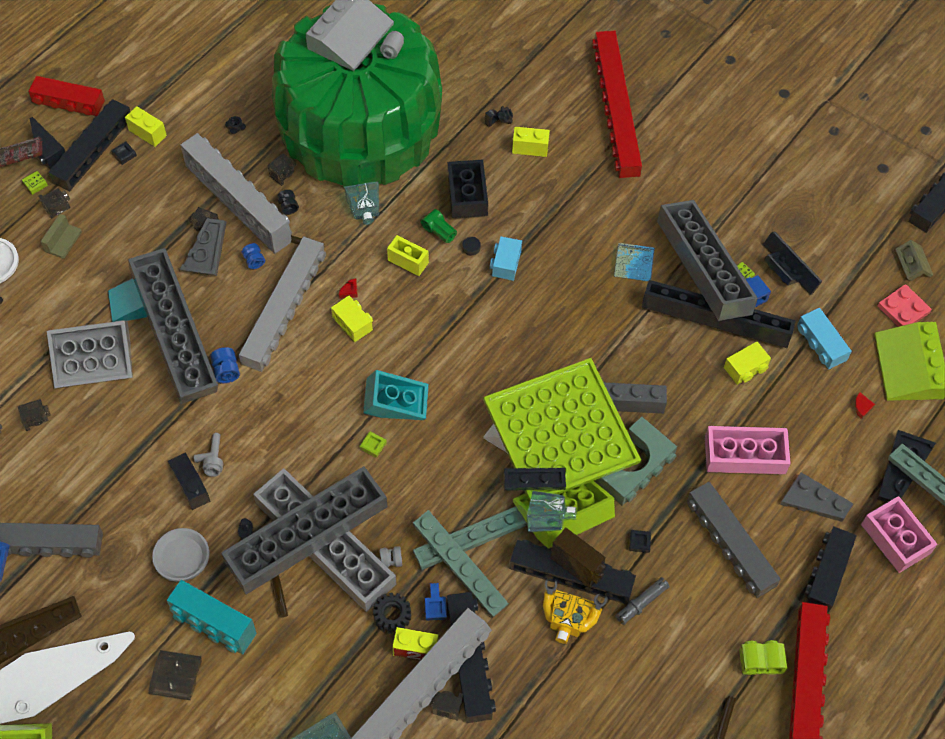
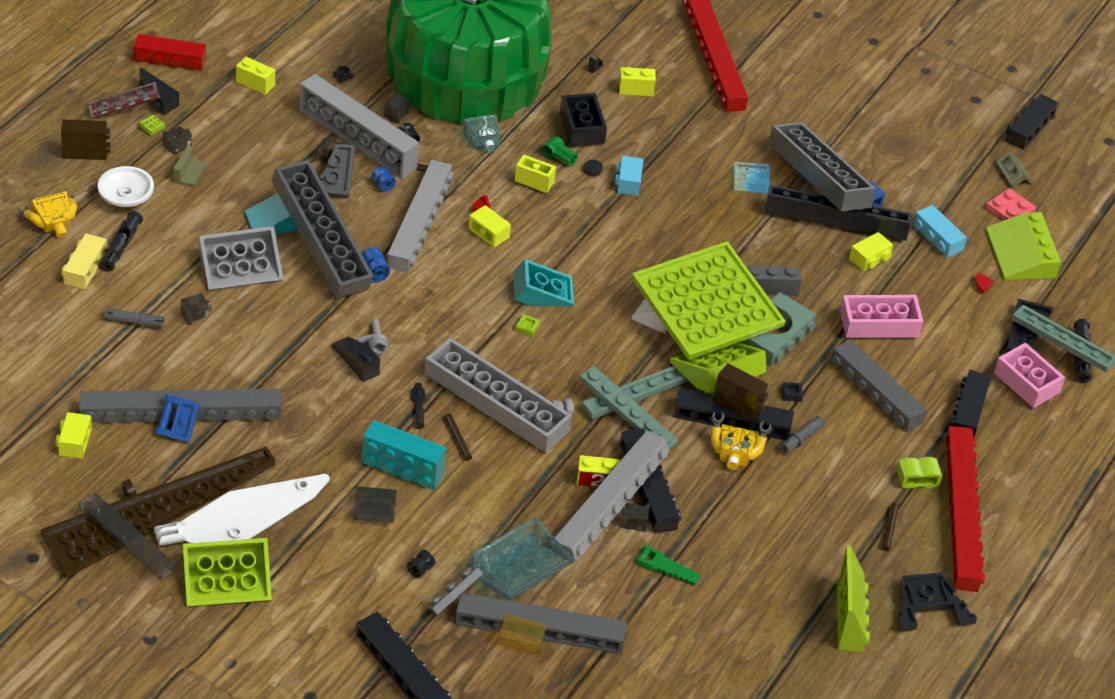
camera: 10 degrees left, 15 degrees down
(89, 145) = (202, 91): black brick -> none
(124, 153) = (236, 99): black tile -> none
(180, 554) = (360, 408): light grey piece -> none
(304, 530) = (483, 378): dark grey brick -> none
(388, 601) = (569, 442): black tyre -> none
(435, 606) = (610, 444): blue plate -> none
(505, 115) = (608, 61): black plate -> none
(534, 479) = (690, 334): black plate -> none
(548, 512) = (709, 357): clear light blue torso -> none
(789, 265) = (899, 175): black bracket -> none
(814, 497) = (946, 352): dark grey wing -> none

